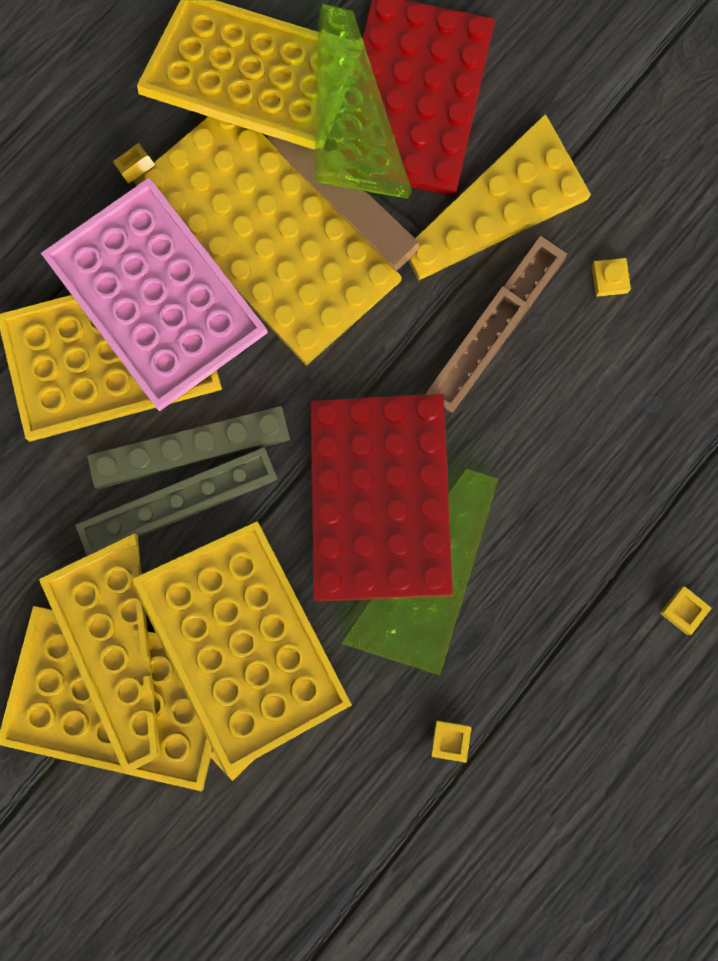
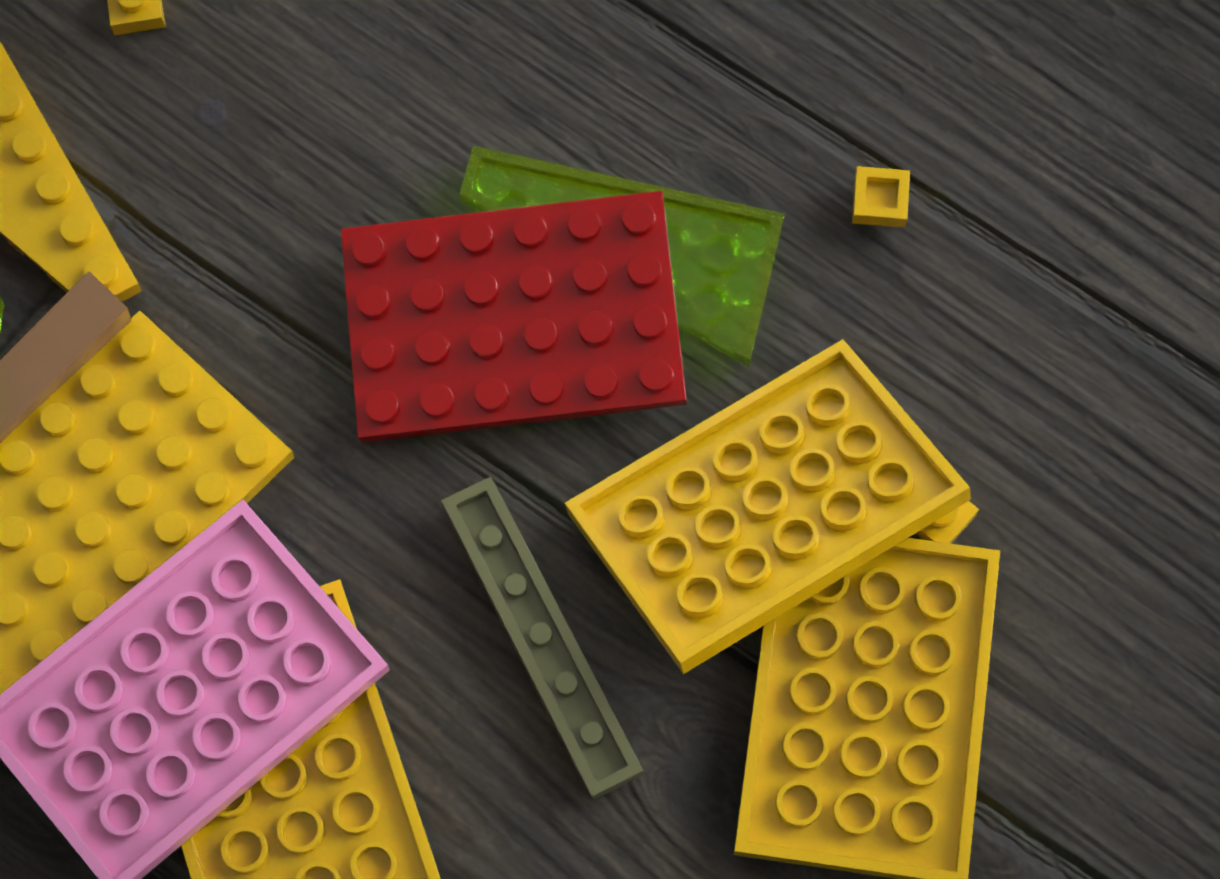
camera: 95 degrees left, 10 degrees down
(110, 644) = (780, 707): yellow wing -> none
(188, 447) = (446, 633): olive plate -> none
(497, 322) = (213, 161): medium nougat slope -> none

